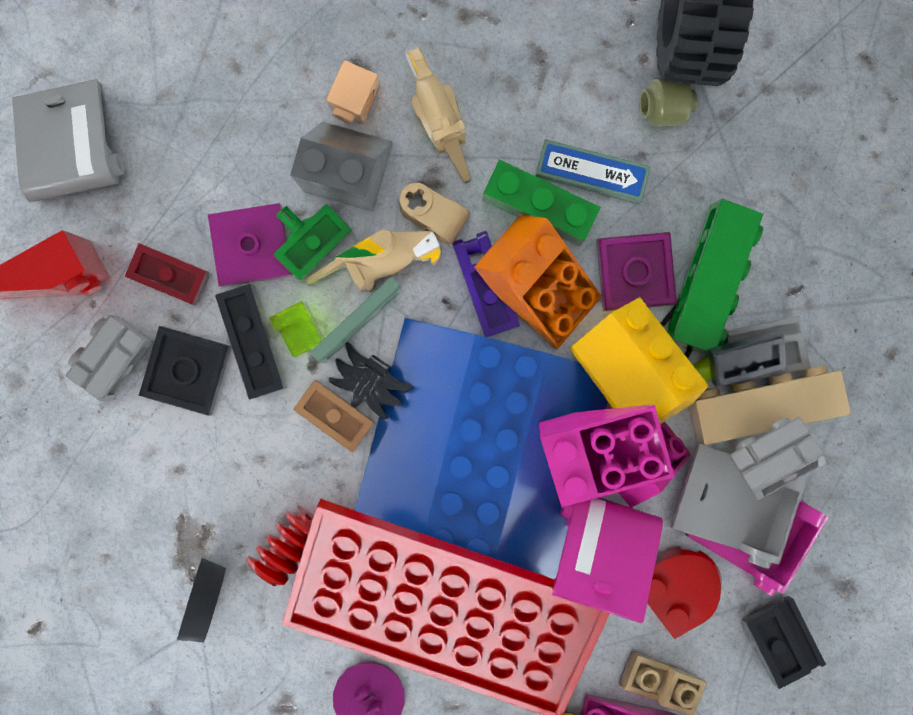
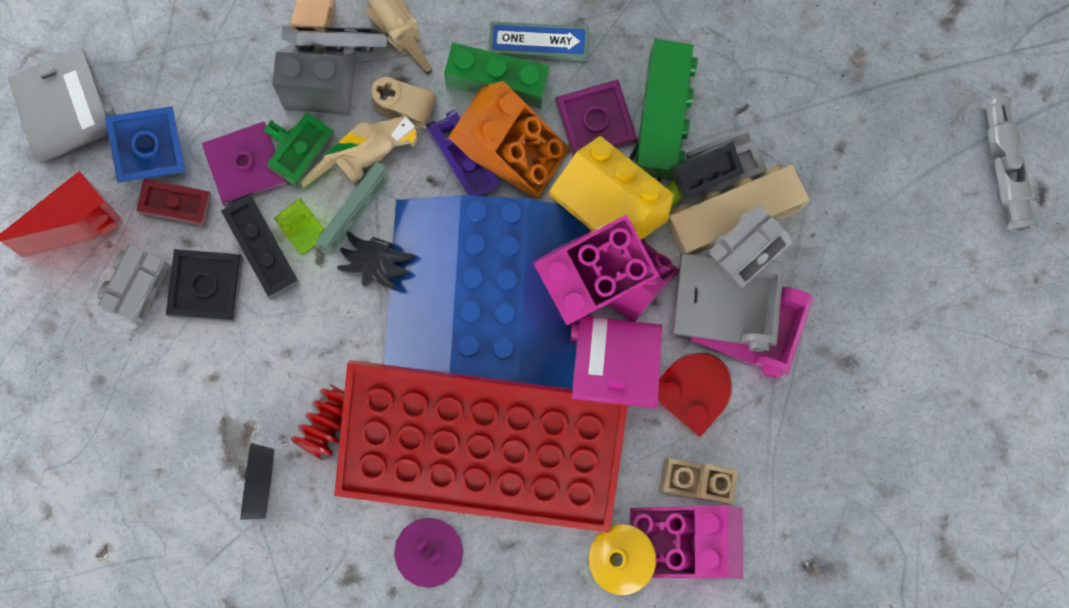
camera: 10 degrees left, 10 degrees down
(144, 205) = (144, 144): none -> blue slope
(333, 415) = (348, 297): medium nougat plate -> none
(369, 127) = (334, 38): none -> plate
(783, 642) = (800, 419): black plate -> none

